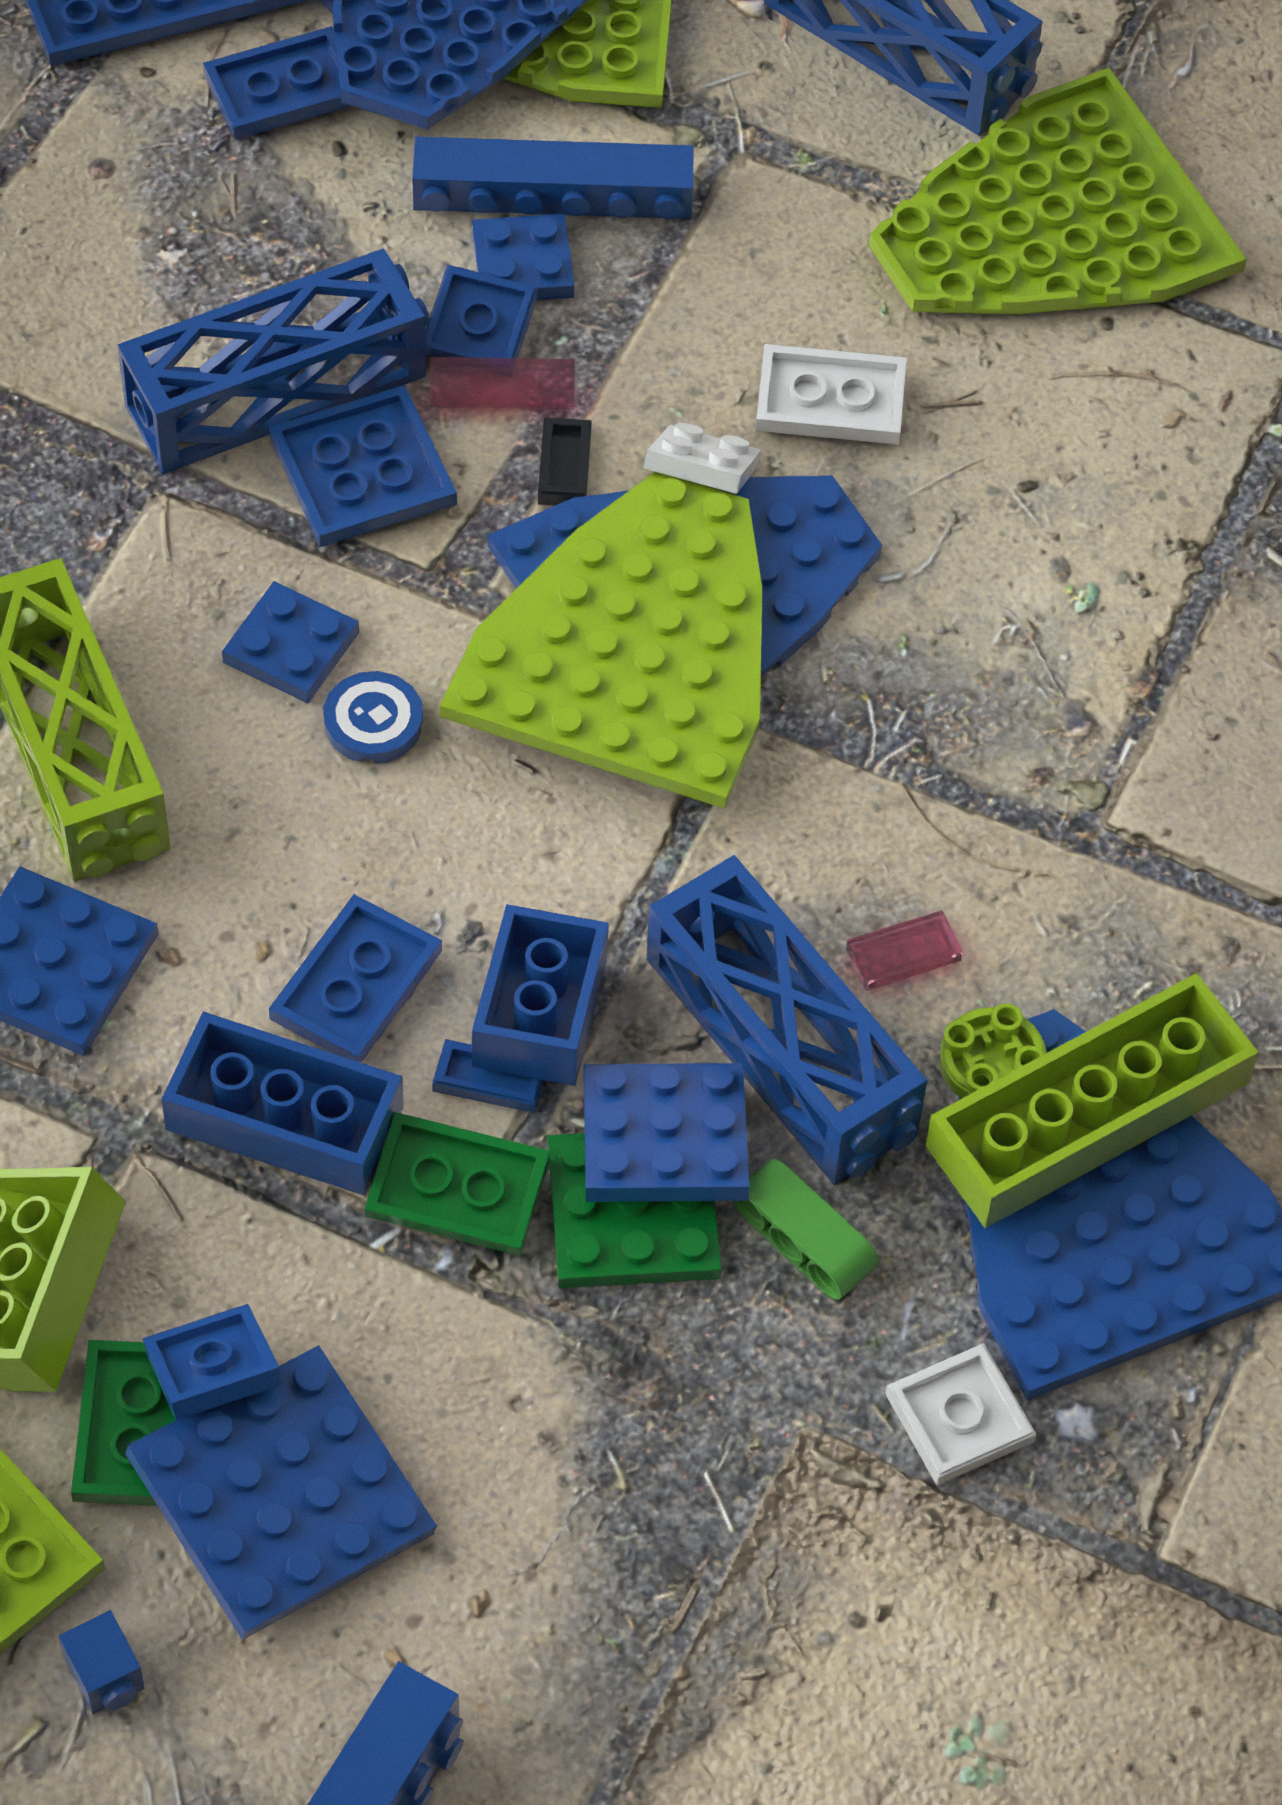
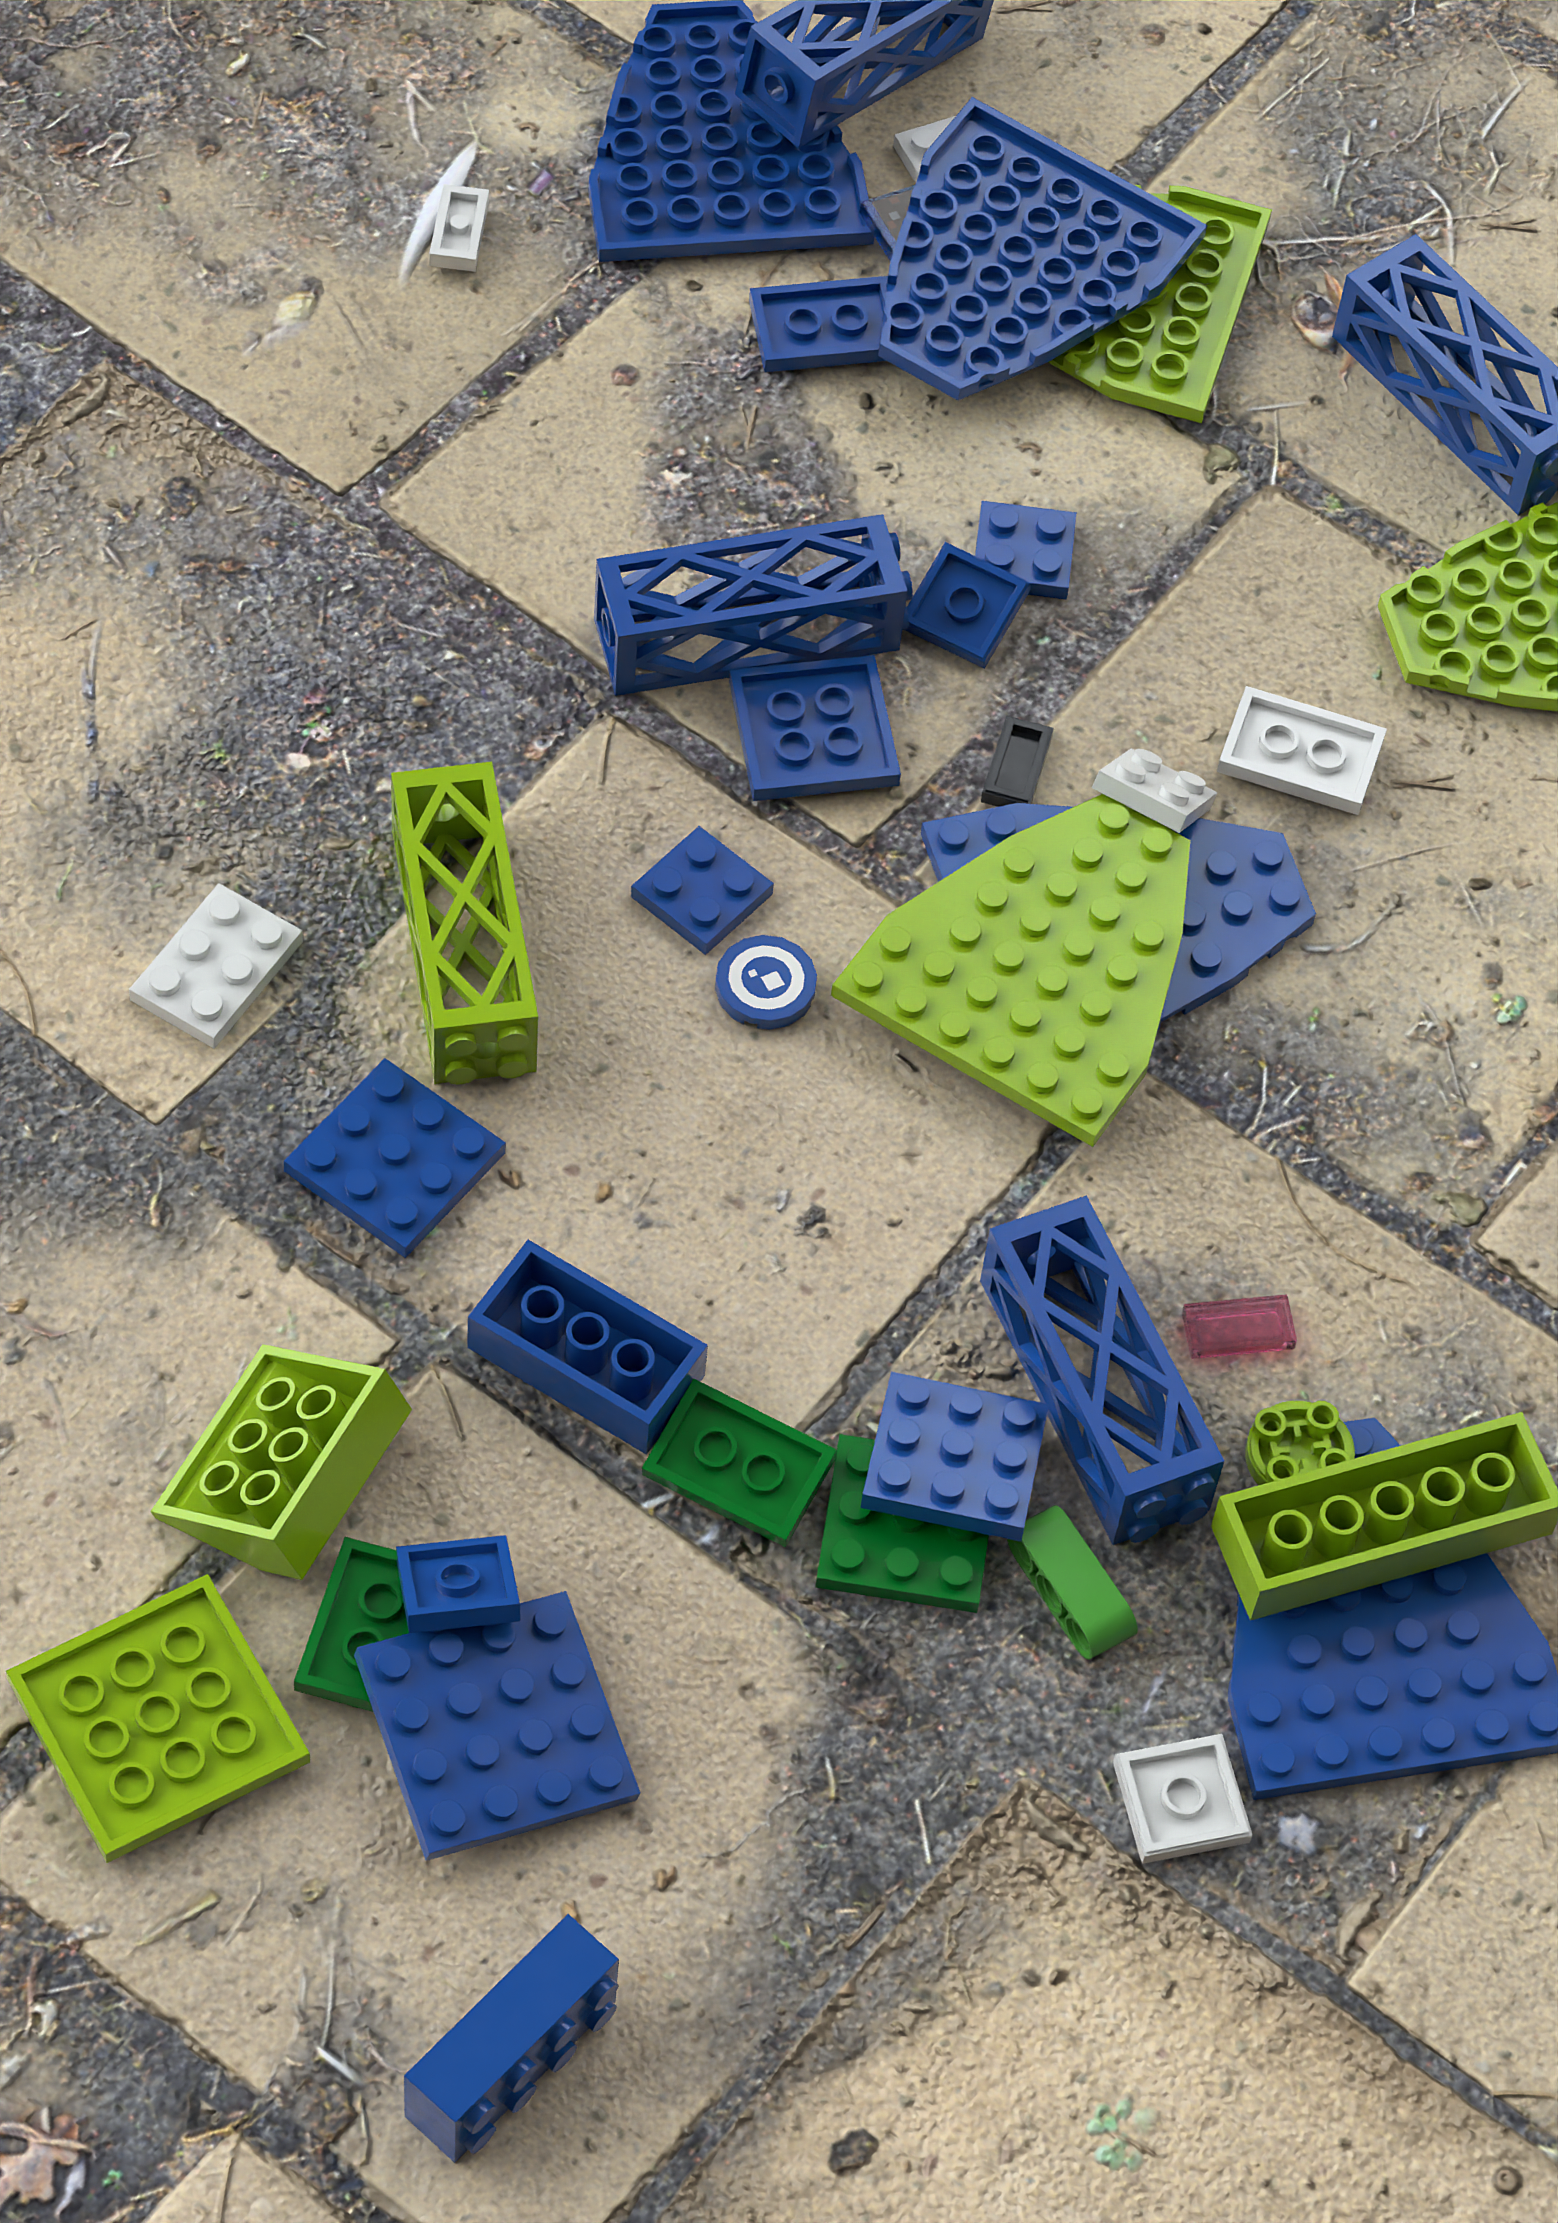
camera: 10 degrees right, 0 degrees up
(102, 1663) = (286, 1852): blue brick -> none
(355, 979) = (687, 1239): blue plate -> none
(458, 1078) = (797, 1363): blue tile -> none
(502, 383) = (973, 672): clear pink tile -> none
(540, 995) = (863, 1293): blue brick -> none
(553, 177) = (1073, 474): blue brick -> none

